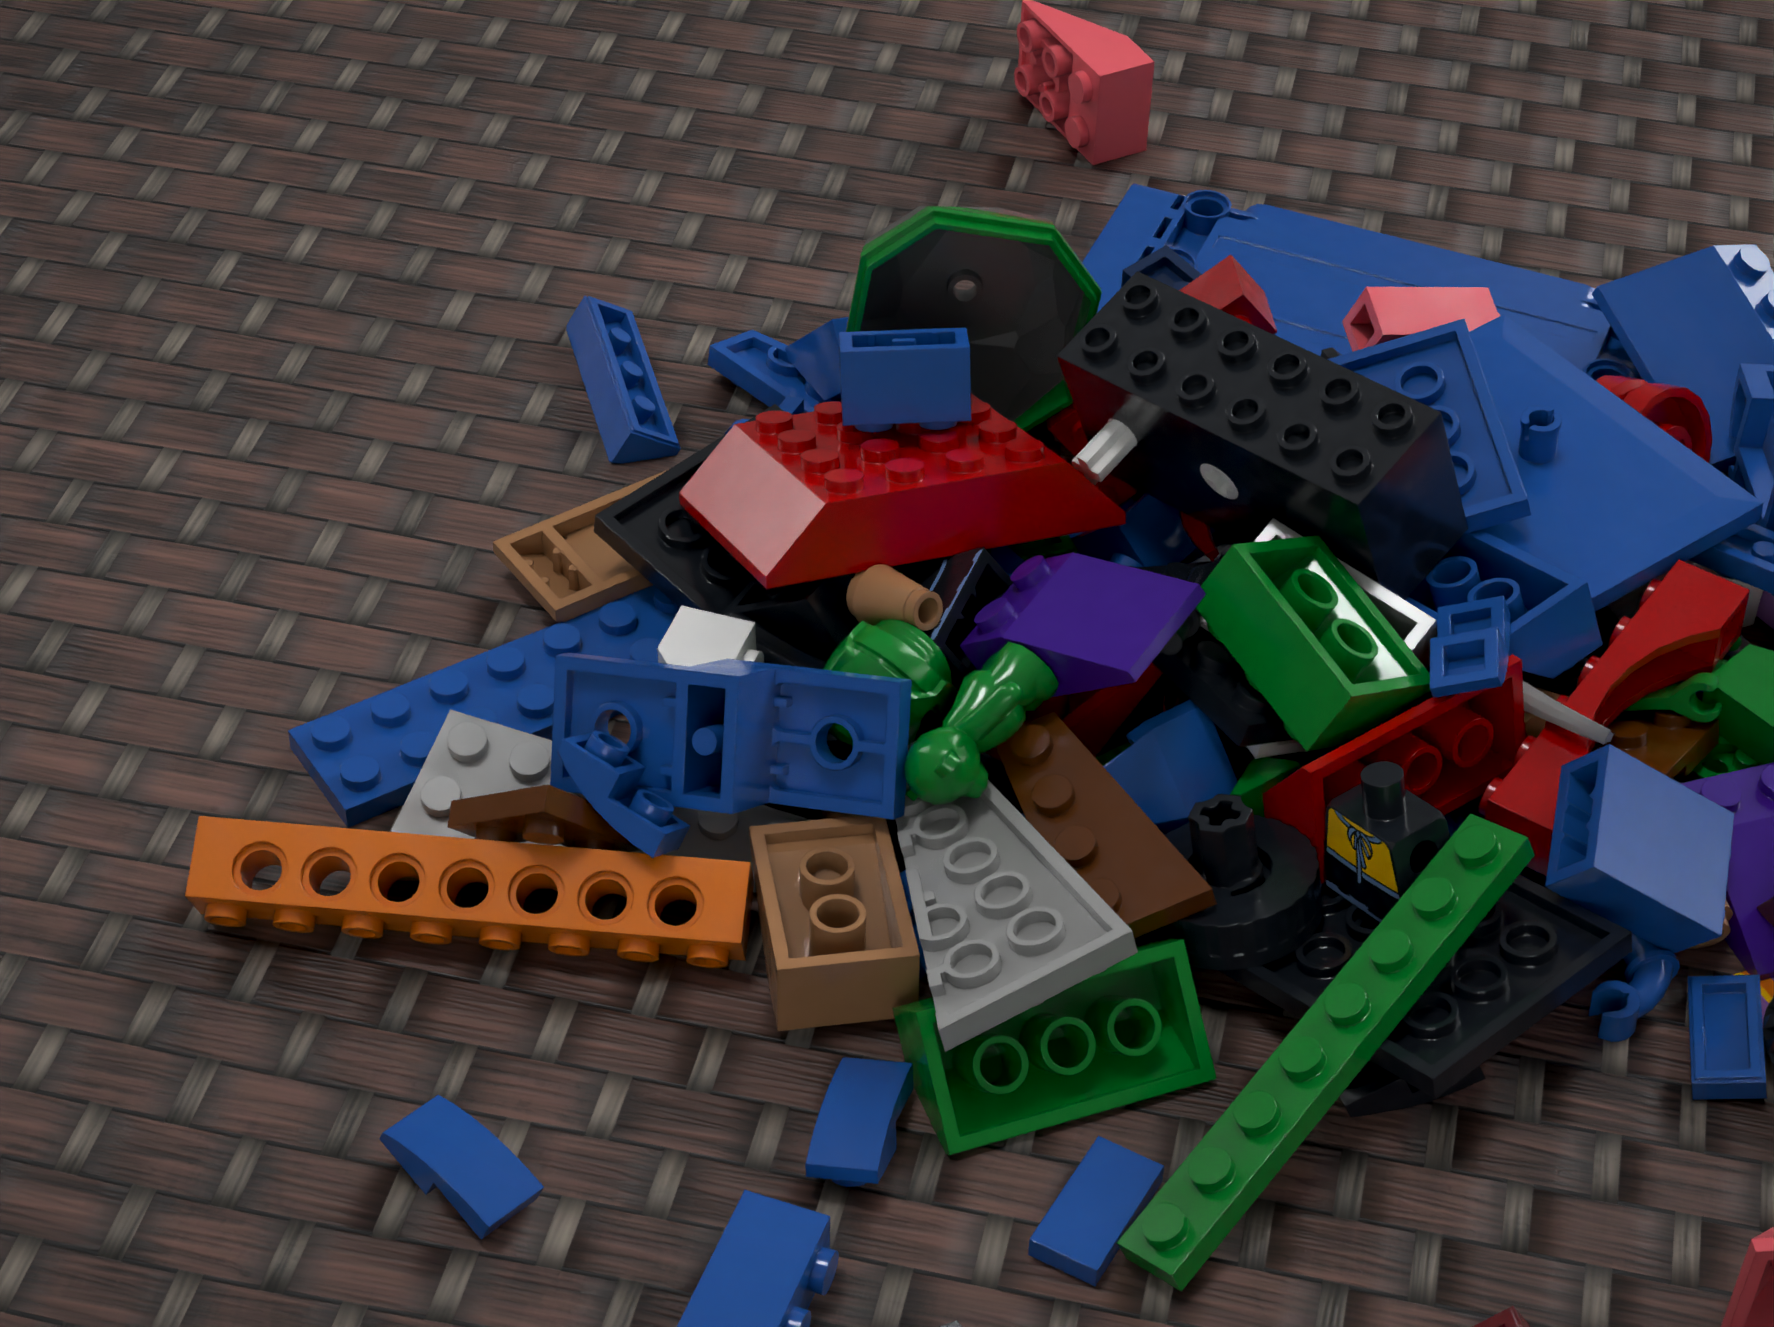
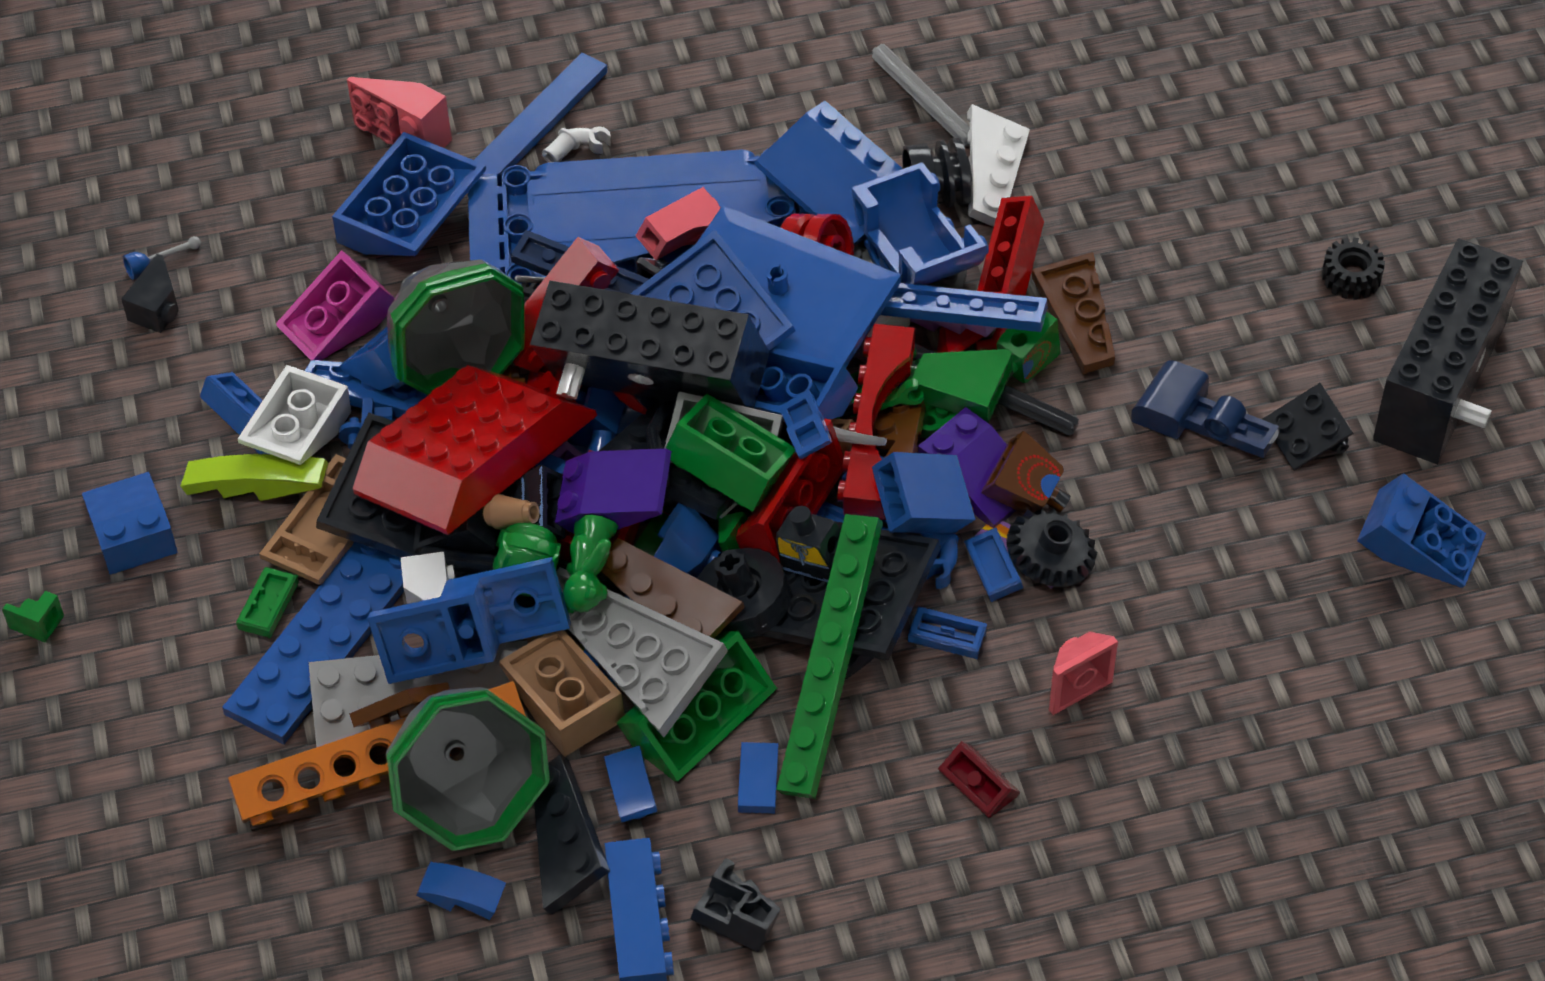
camera: 25 degrees left, 10 degrees up
(121, 507) = (34, 617): none -> green panel
(339, 442) = (130, 523): none -> blue slope
(462, 616) = (267, 602): none -> green plate
(559, 1015) = (482, 789): none -> dark grey rock
(573, 442) = (257, 473): none -> lime slope
(582, 180) = (151, 297): none -> black slope
(596, 140) = (136, 262): none -> hinge
(608, 782) = (421, 667): blue slope -> none
(674, 381) = (297, 416): none -> white slope
(693, 1157) = (566, 839): none -> black wing
(811, 278) = (335, 309): none -> dark pink slope
(905, 378) = (453, 385): blue slope -> none
(1029, 162) = (405, 198): none -> blue slope
(1304, 156) = (542, 114): none -> blue tile
(1327, 197) = (572, 138): none -> white piece
(1576, 1121) = (945, 637): none -> blue tile

